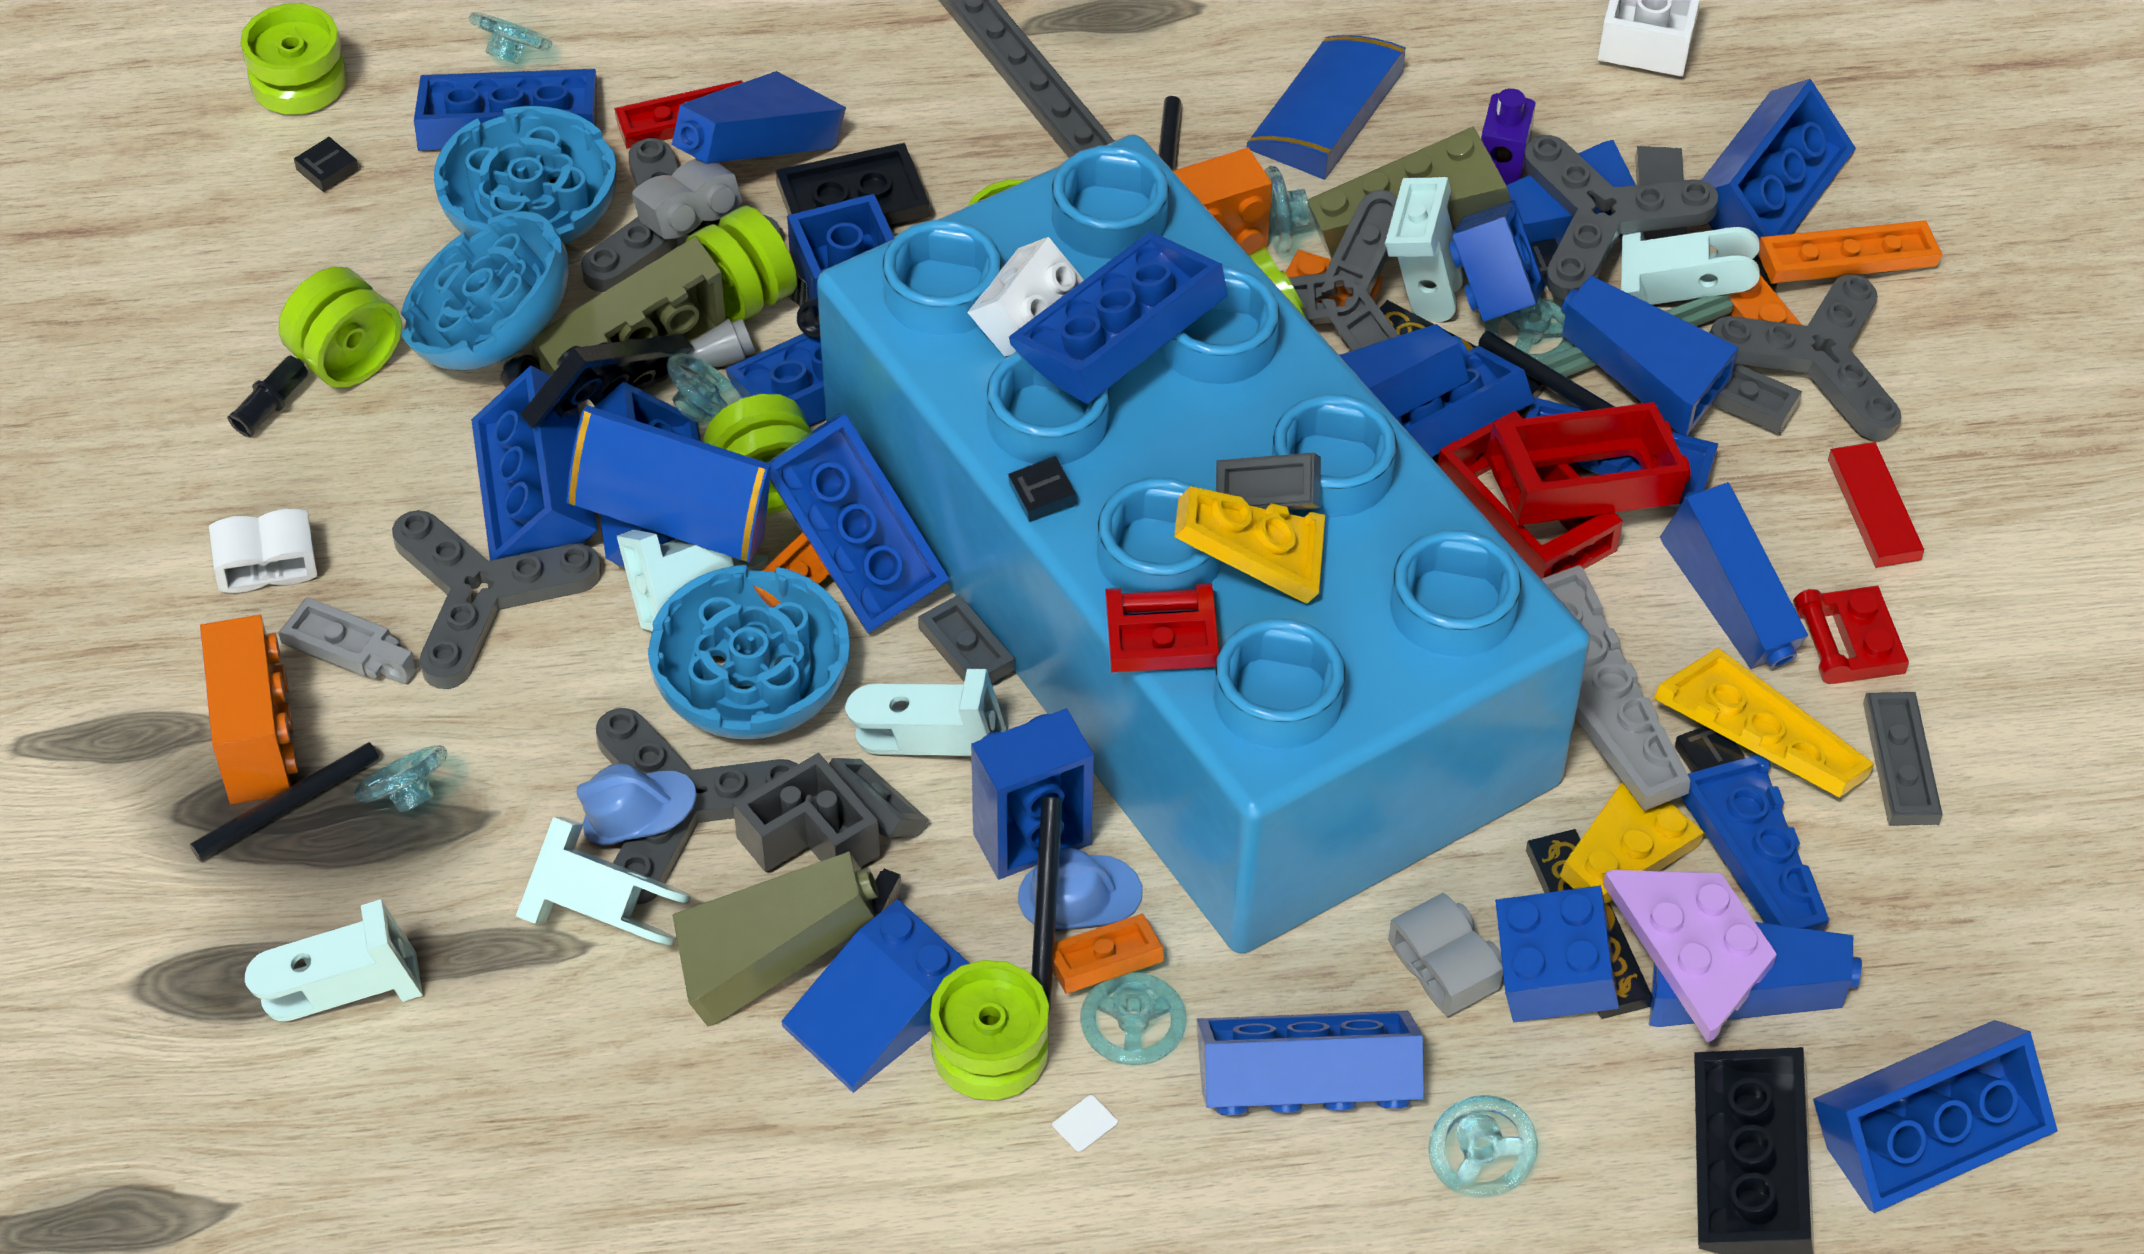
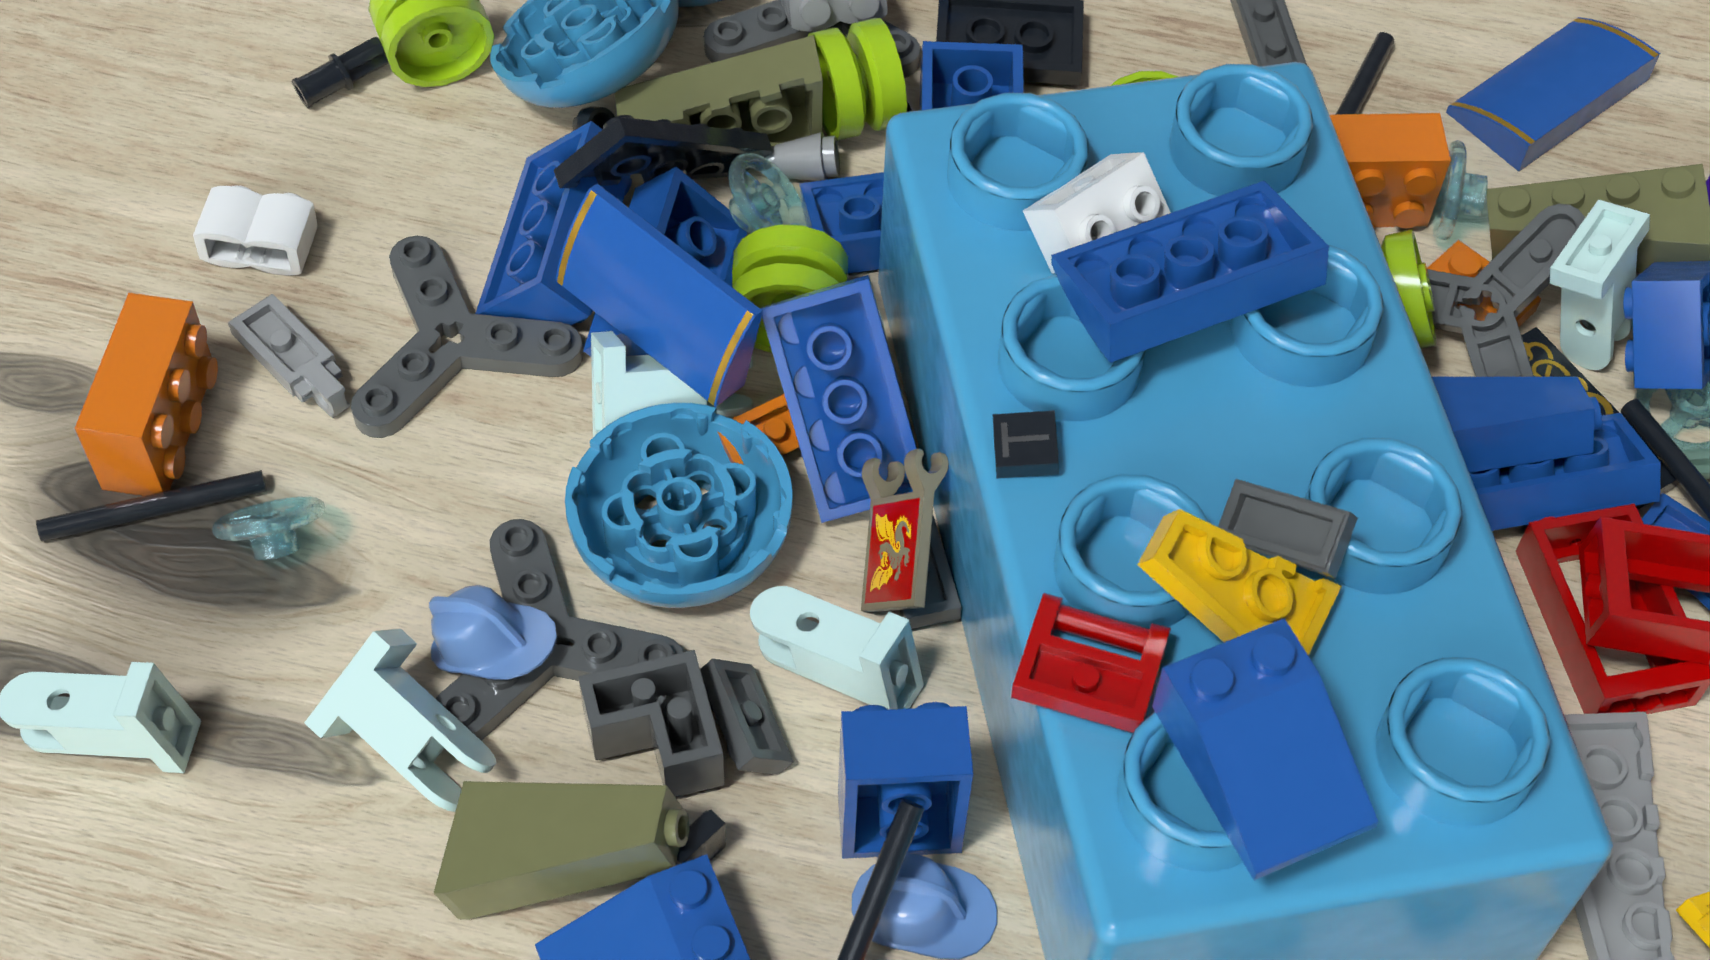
camera: 20 degrees right, 5 degrees up
(944, 612) = (899, 532): none -> flag
(1317, 632) = (1265, 747): none -> blue slope

